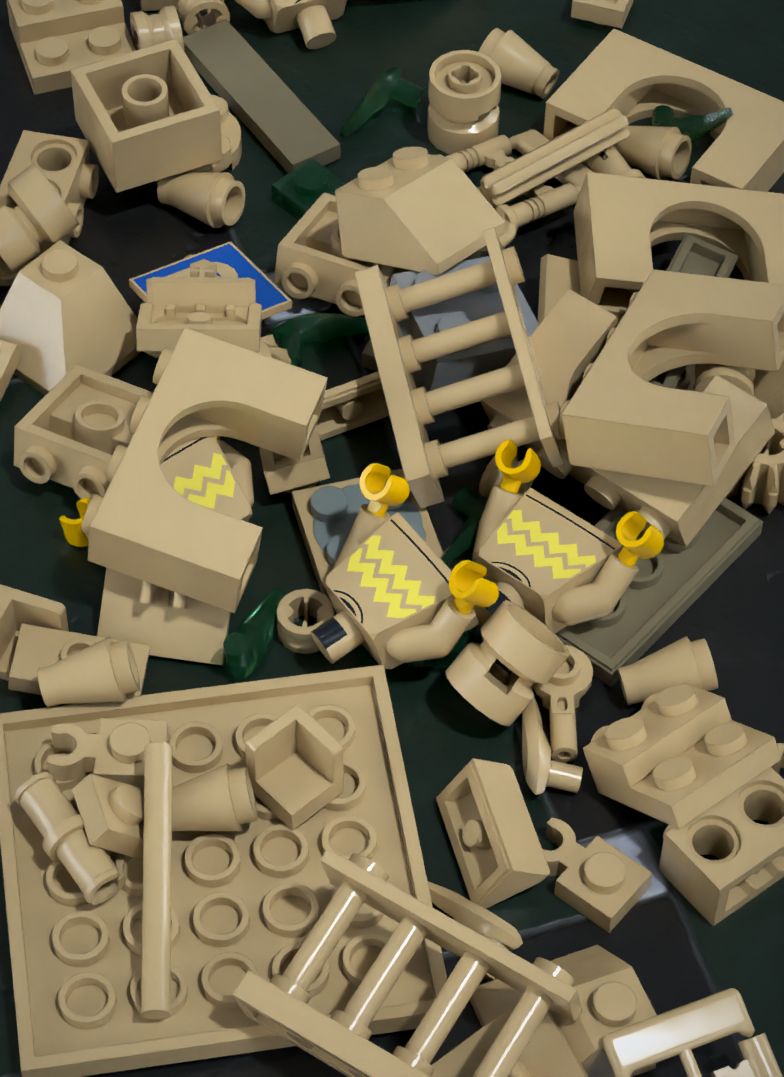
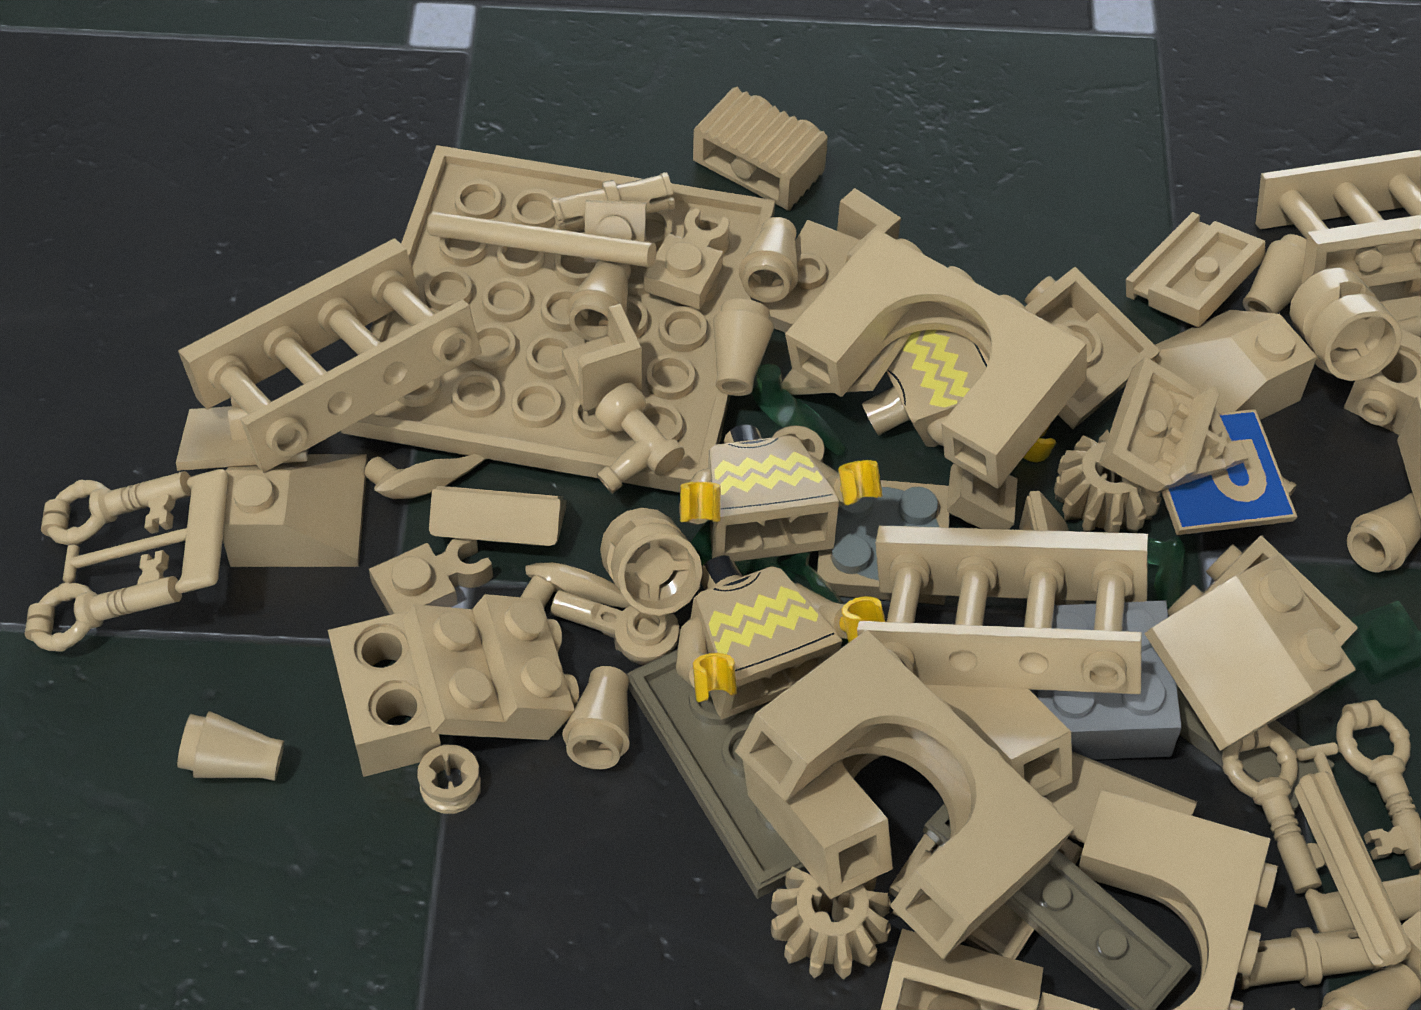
camera: 110 degrees right, 5 degrees up
(220, 665) = (740, 343): none -> tan cone
(376, 705) = (622, 411): none -> tan piece

